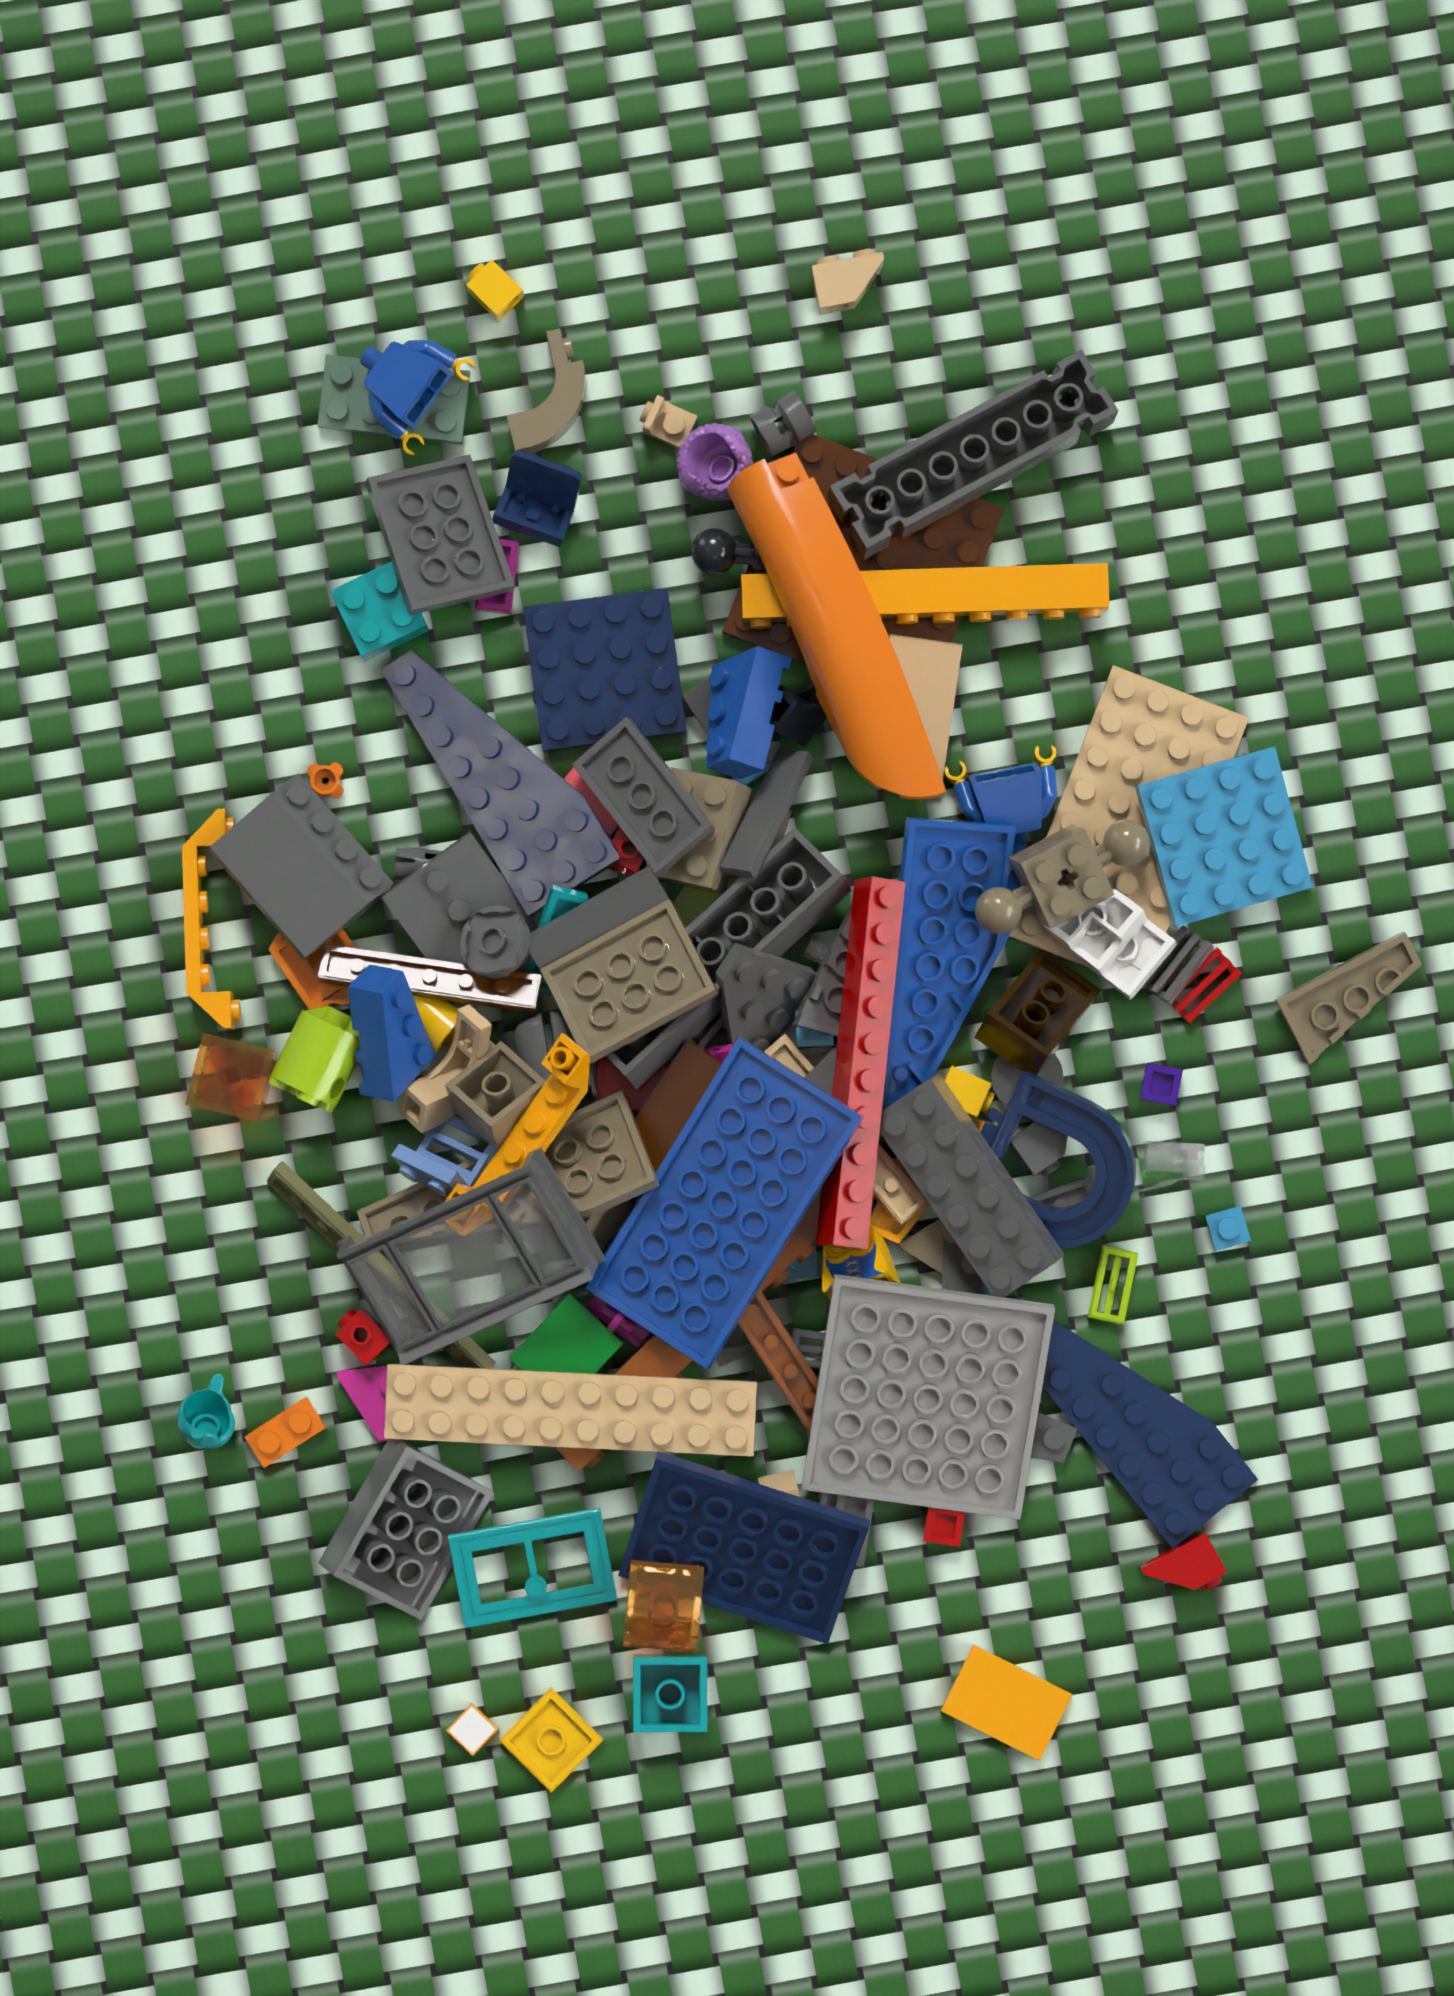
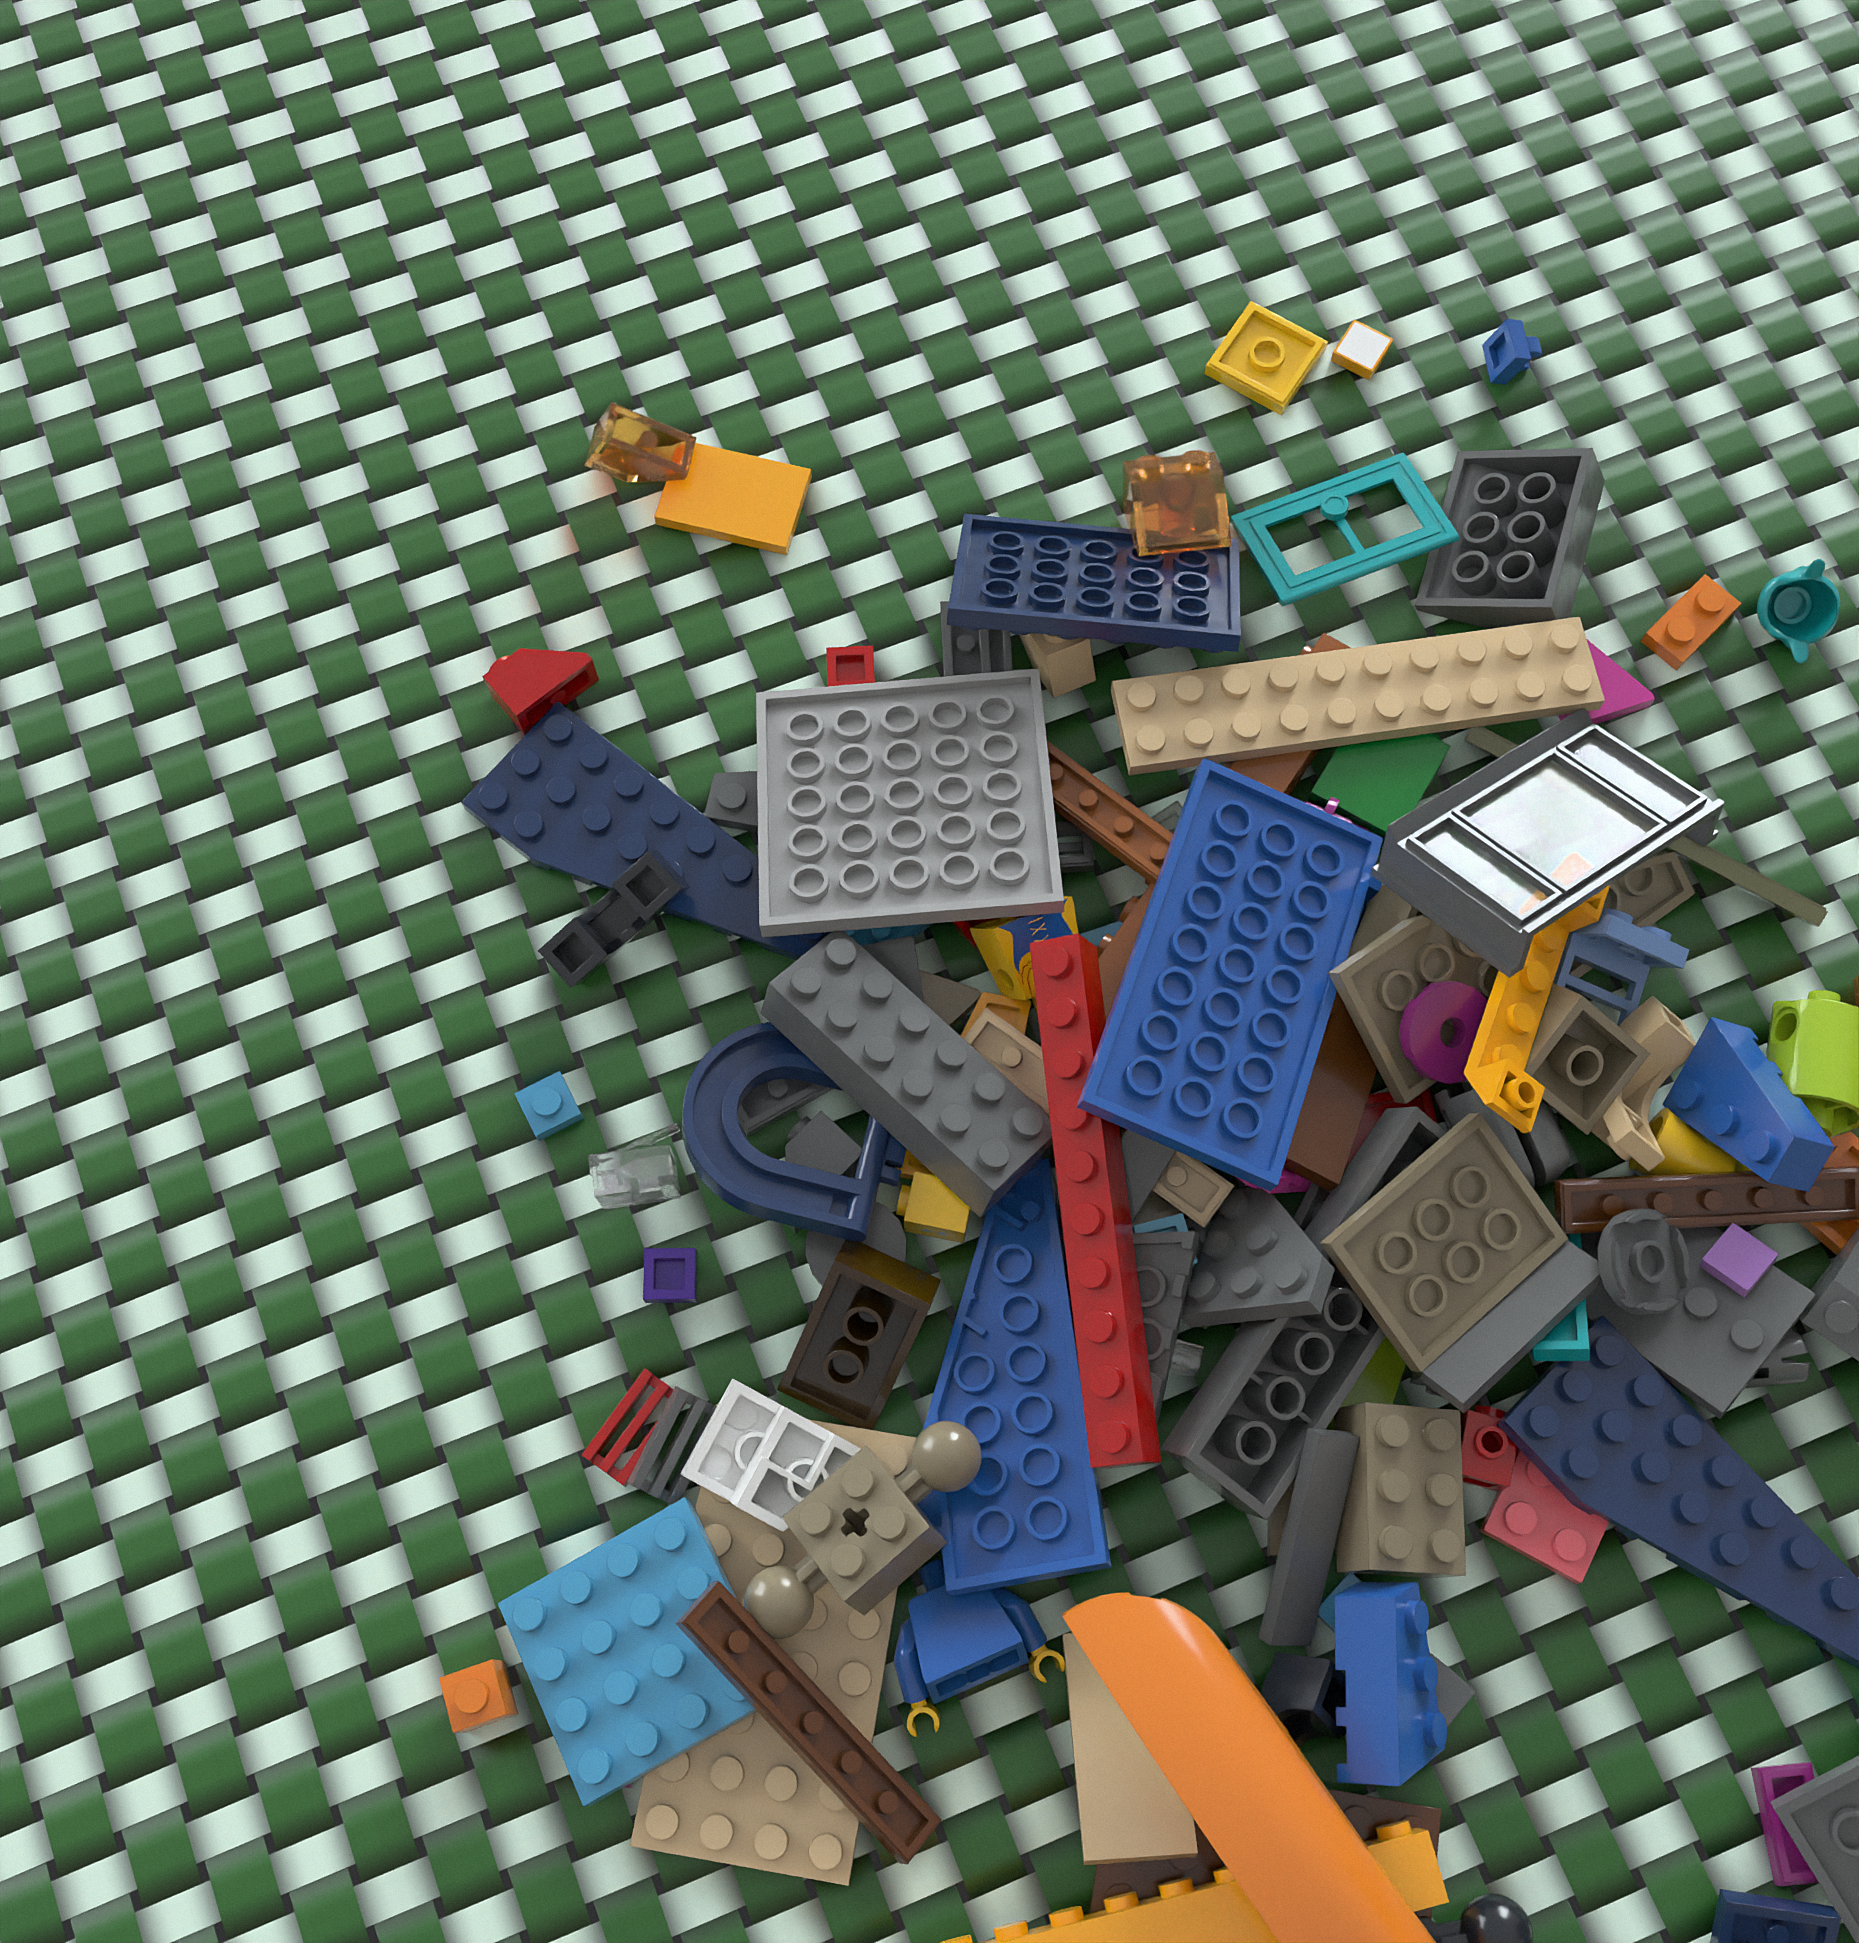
camera: 170 degrees right, 15 degrees down
(357, 1696) = (1509, 351): none -> blue tile
(362, 1335) = (1644, 734): red brick -> none
(425, 932) = (1738, 1260): none -> medium lavender tile
(598, 1141) = (1422, 1027): none -> magenta tile
(603, 664) = (1593, 1713): dark blue plate -> none
(643, 796) = (1497, 1519): dark grey plate -> none
(670, 1693) = (1140, 413): teal brick -> none
(1074, 1752) = (638, 447): none -> clear orange slope
(1106, 1315) = (689, 1042): lime tile -> none
(1120, 766) = (809, 1722): none -> reddish brown tile
(1143, 1361) = (615, 919): none -> black arch
(1333, 829) = (478, 1696): none -> orange brick
(1336, 999) = (444, 1445): dark tan wing -> none

